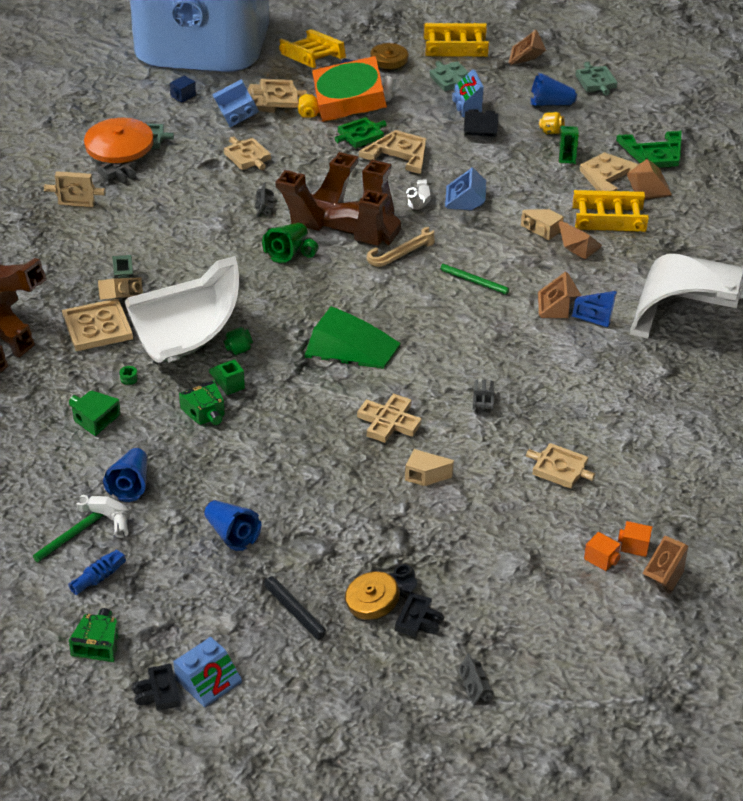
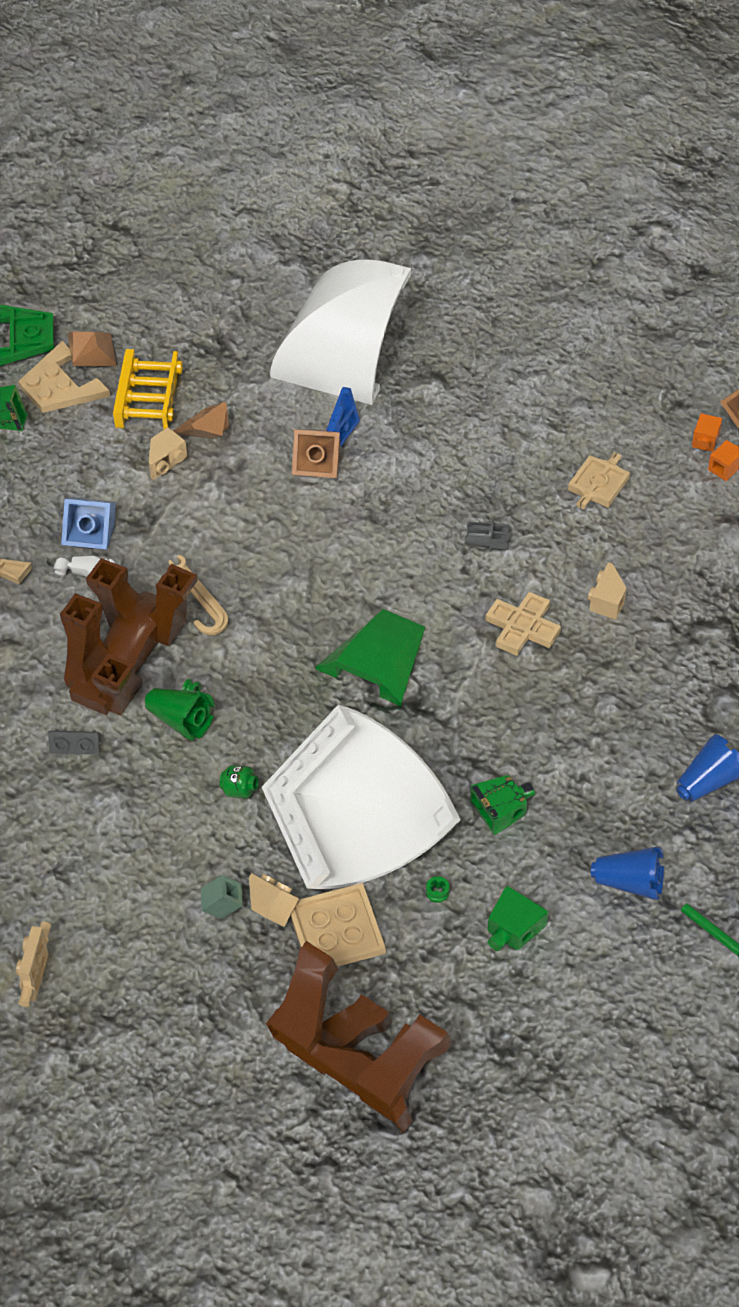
camera: 85 degrees left, 10 degrees up
(111, 508) = (691, 891): white arm -> none
(229, 376) = (456, 771): green slope -> none
(475, 279) = (262, 531): green bar -> none

